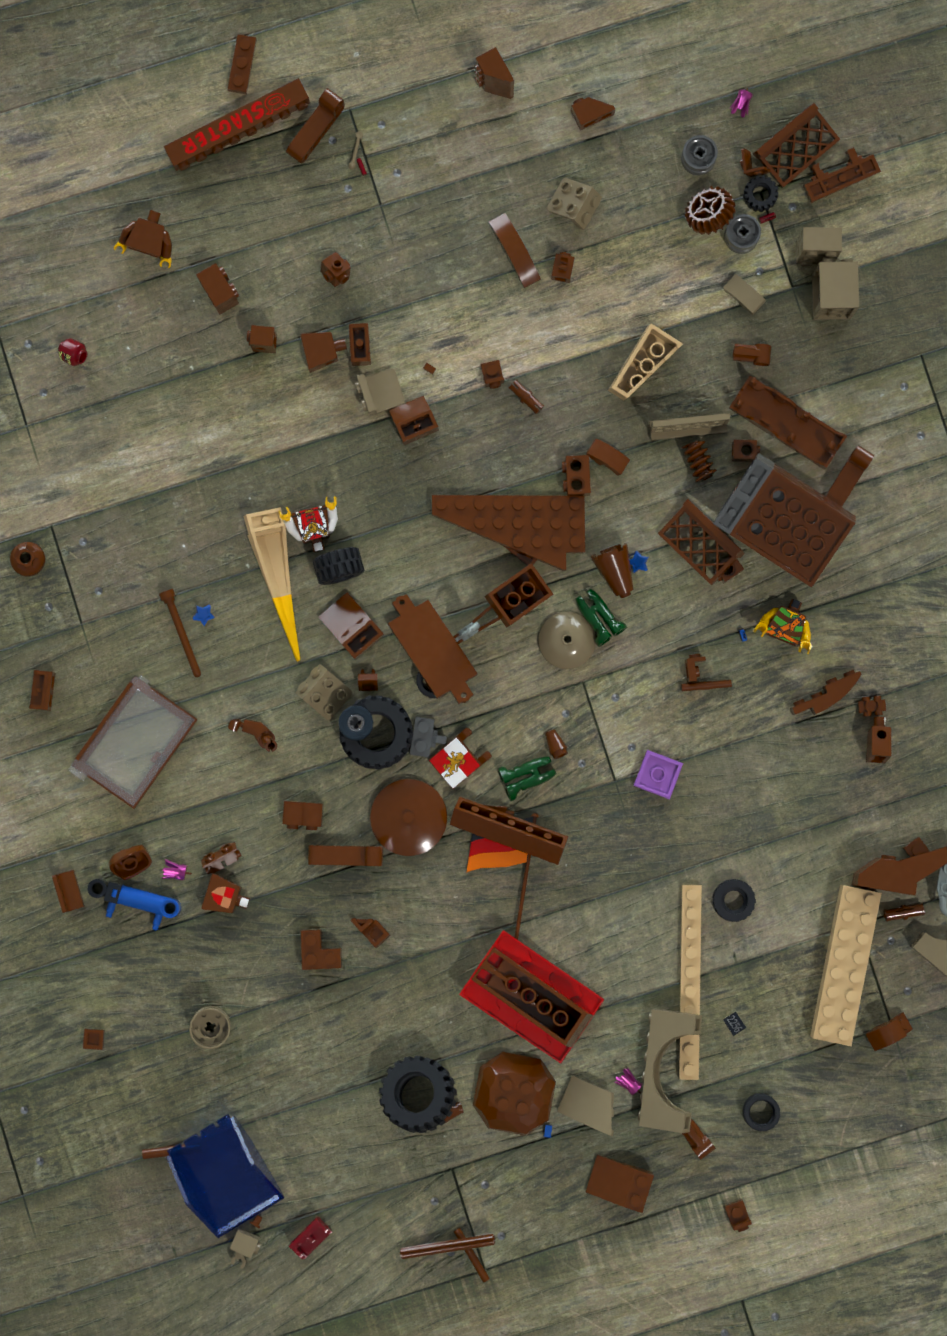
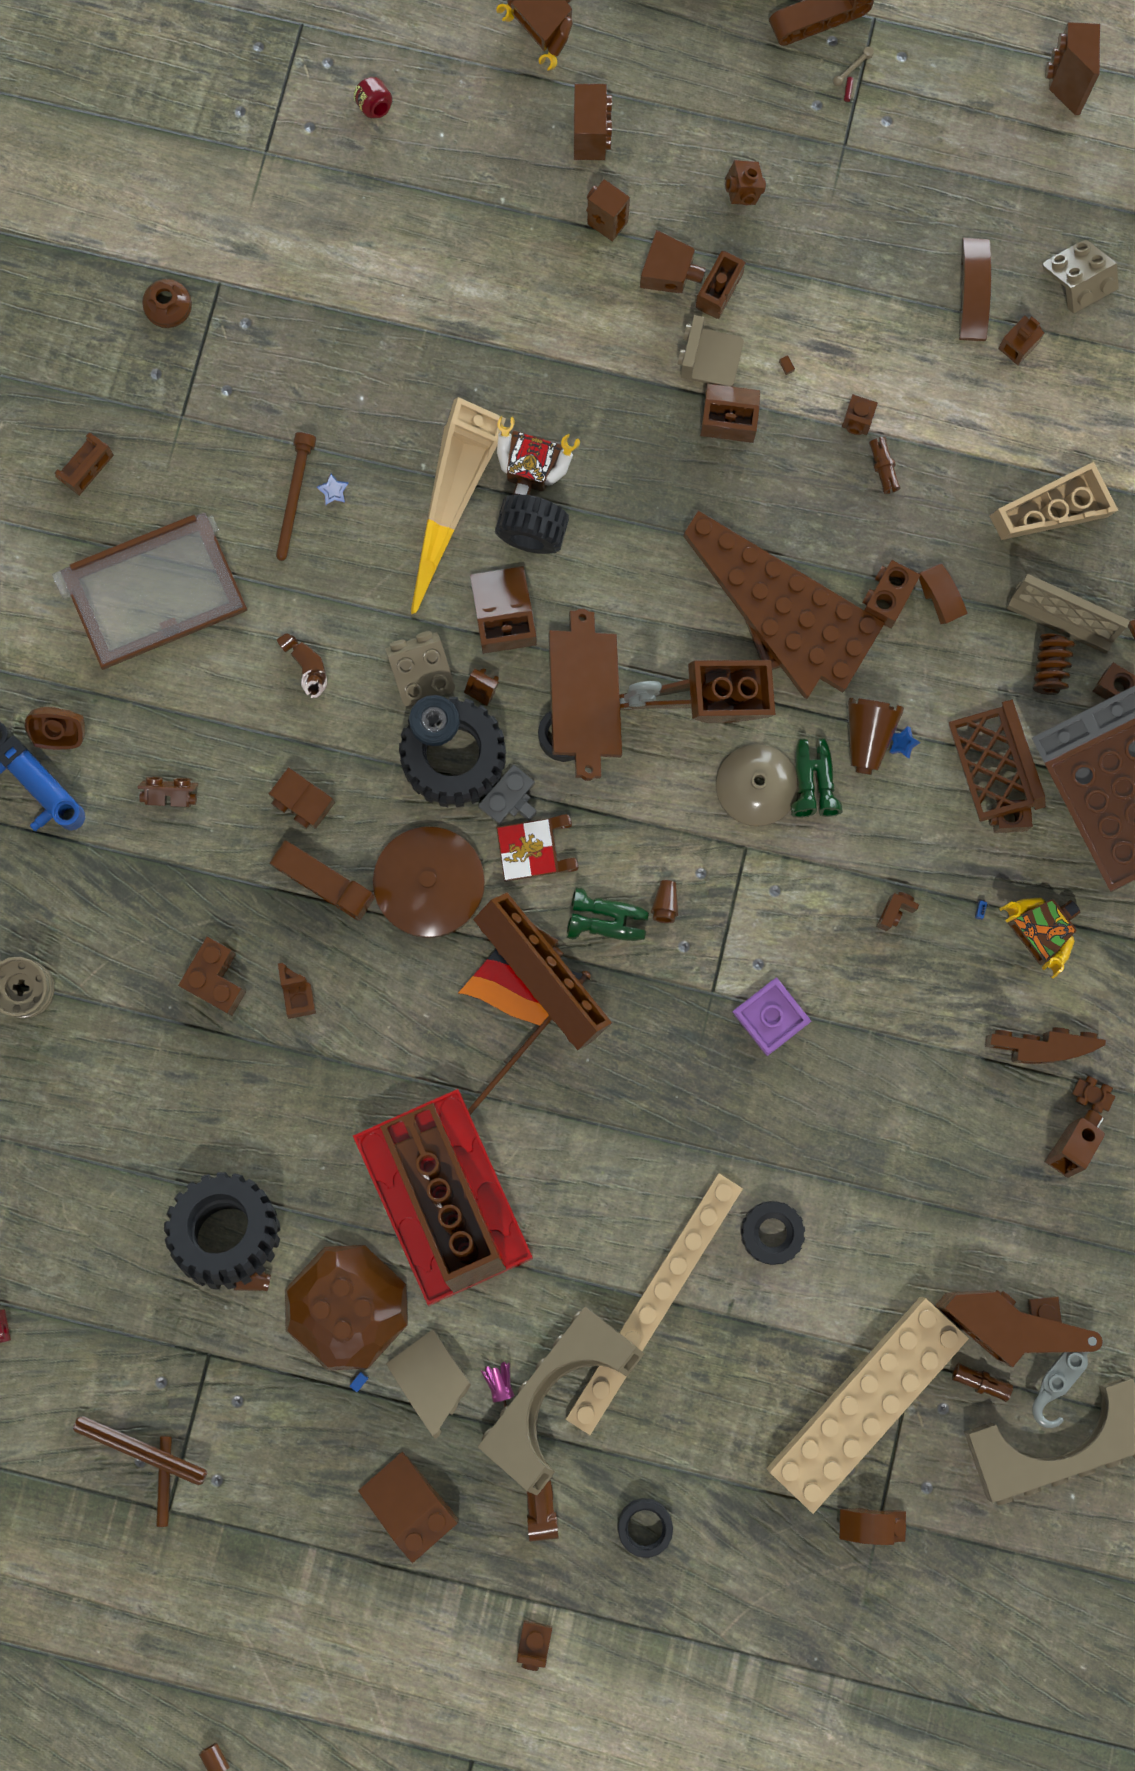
camera: 25 degrees right, 5 degrees down
(176, 871) = (103, 774): flat silver piece -> none
(223, 895) = (142, 838): reddish brown torso -> none
(706, 685) = (898, 943): reddish brown piece -> none
(734, 1023) = (679, 1391): black sticker -> none

